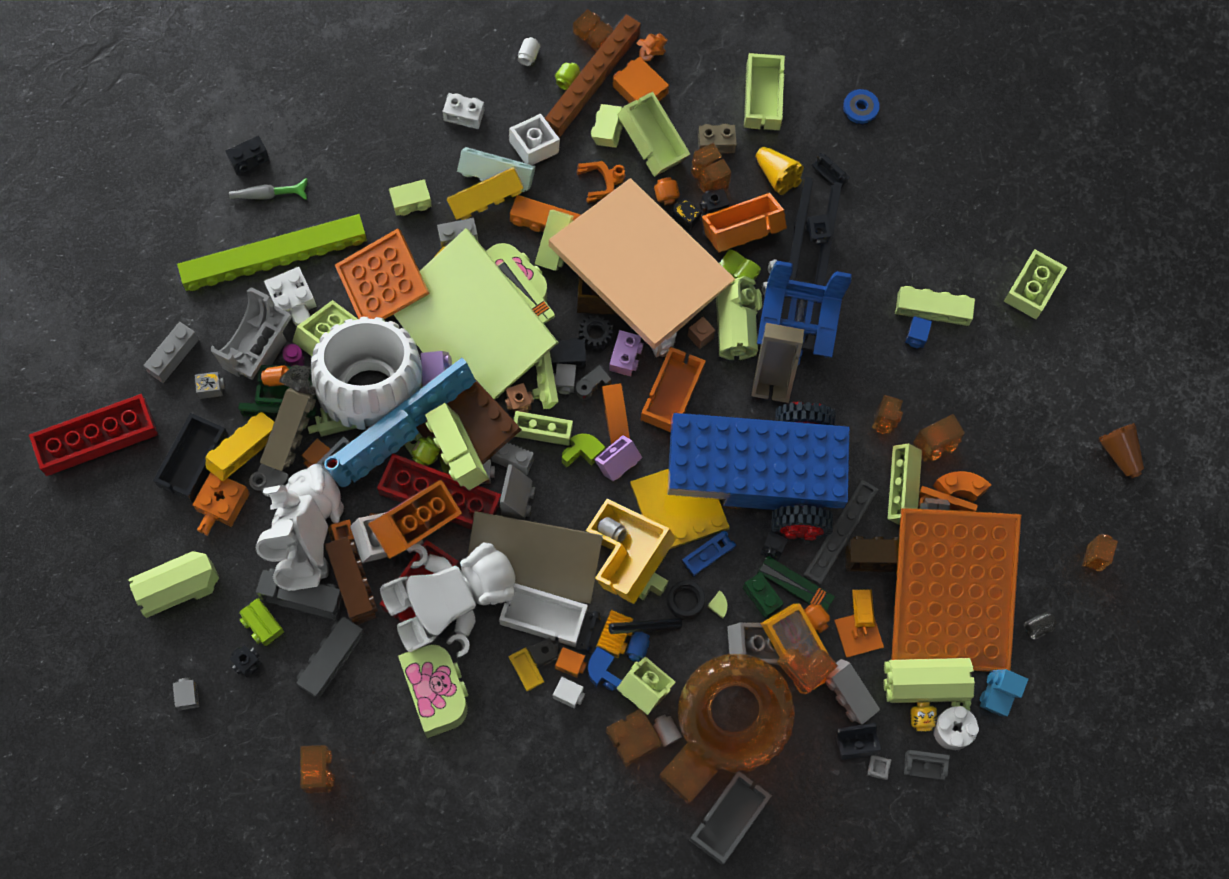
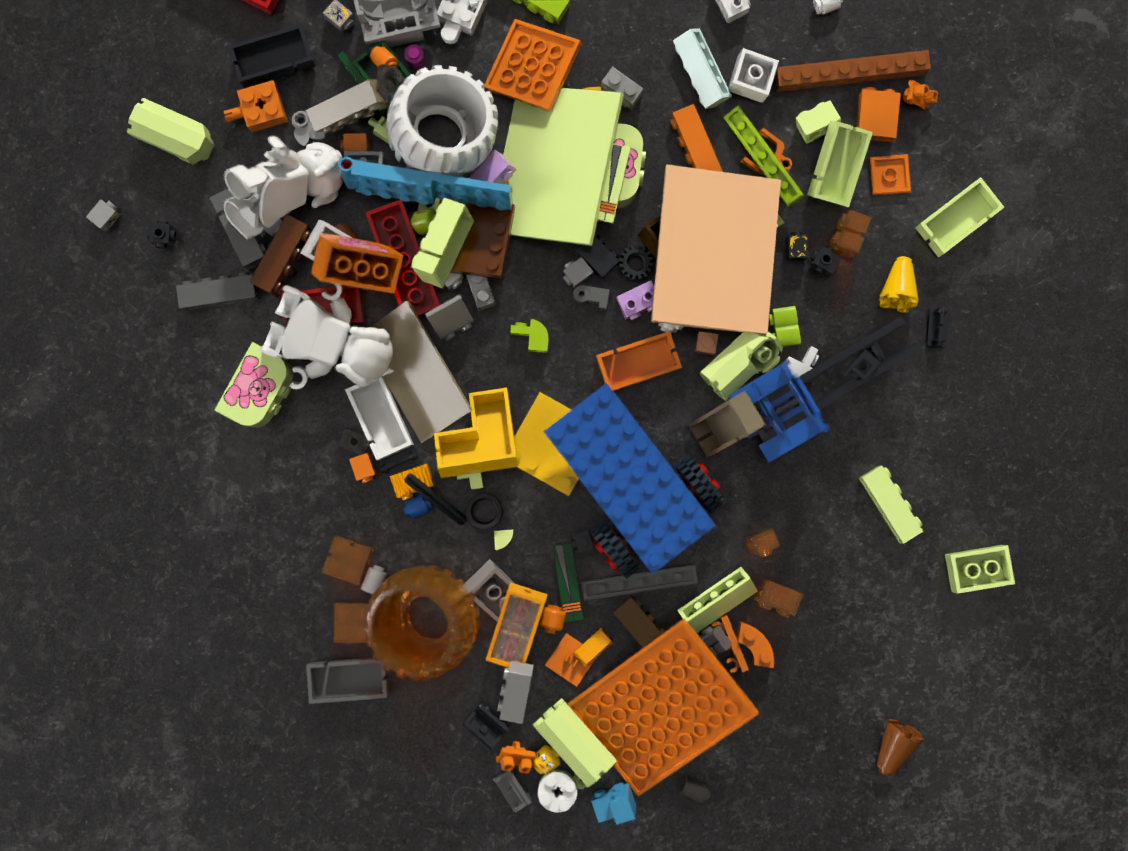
camera: 55 degrees right, 15 degrees up
(239, 447) = (308, 83): yellow brick -> none
(261, 622) = (199, 220): lime brick -> none
(311, 330) = (461, 54): yellowish green slope -> none
(314, 769) = (126, 356): clear orange brick -> none
(341, 530) = (311, 215): orange brick -> none
(410, 197) = (619, 25): yellowish green brick -> none
(485, 193) = (672, 79): yellow brick -> none
(518, 399) = (532, 247): nougat brick -> none
(526, 669) = (329, 444): yellow tile -> none
(544, 428) = (522, 291): yellowish green brick -> none
(546, 256) = (692, 157): yellowish green brick -> none
(546, 383) = (558, 262): yellowish green hinge -> none
(566, 75) = (834, 50): lime head -> none
(568, 693) = (340, 485): white brick -> none
(591, 27) = (892, 31): clear orange piece -> none
(595, 179) = (763, 155): none -> lime tile
(598, 670) = (374, 492): blue brick -> none
(612, 529) = (486, 412): light grey brick -> none
(615, 412) = (582, 336): orange slope -> none
(618, 458) = (547, 367): lavender brick -> none
(646, 685) = (390, 538): yellowish green brick -> none
(666, 191) = (803, 215): orange head -> none
(690, 113) = (889, 175): none -> orange tile
(708, 553) = (534, 497): blue plate -> none
(721, 135) = (884, 215): dark tan brick -> none
(744, 222) = (827, 298): orange piece -> none
(763, 595) = (535, 566): dark green brick -> none
(809, 672) = (498, 650): clear orange brick -> none
(861, 97) = (1029, 300): blue tile -> none
(879, 767) = (481, 756): light grey tile -> none
(901, 738) = (517, 756): none -> orange hips
(918, 332) = (856, 509): blue brick -> none
(1100, 552) = (791, 793): clear orange piece -> none

